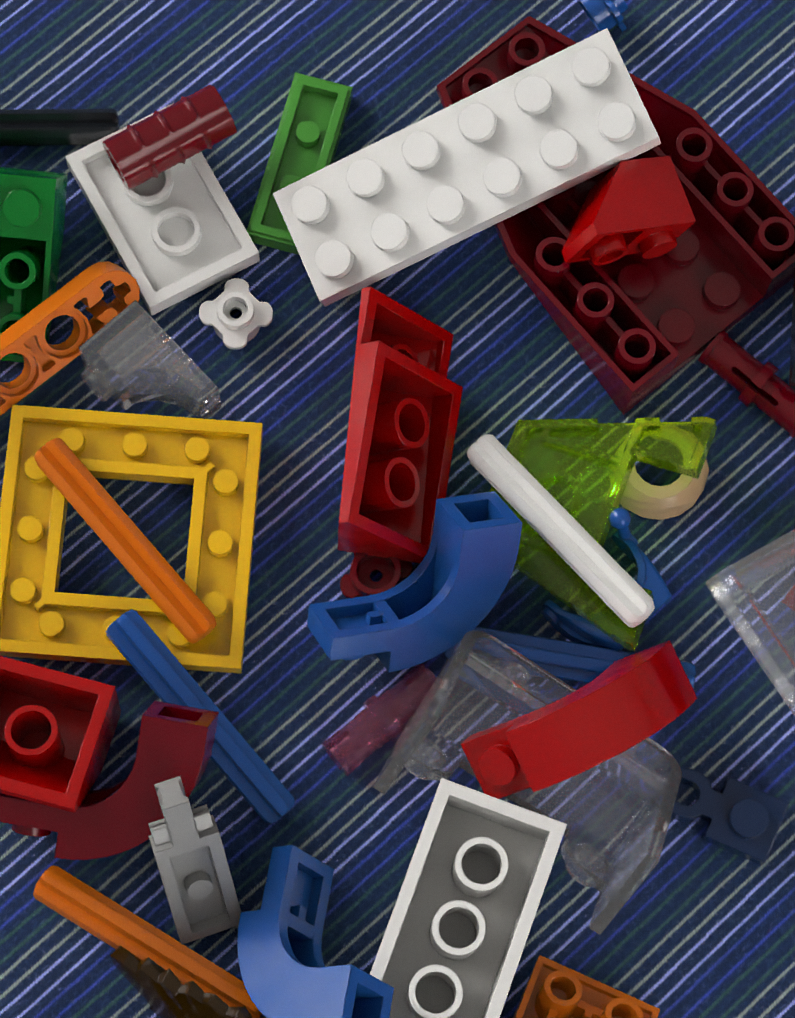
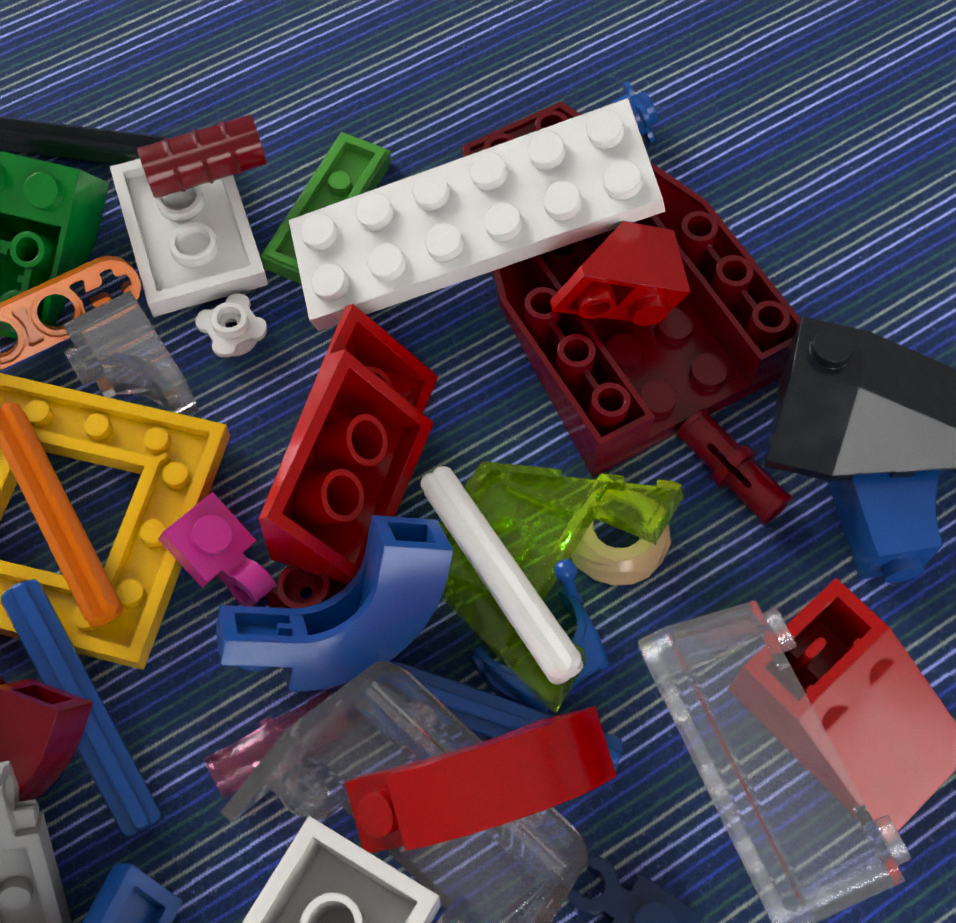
camera: 15 degrees right, 10 degrees down
(281, 549) = (212, 544): none -> dark pink plate

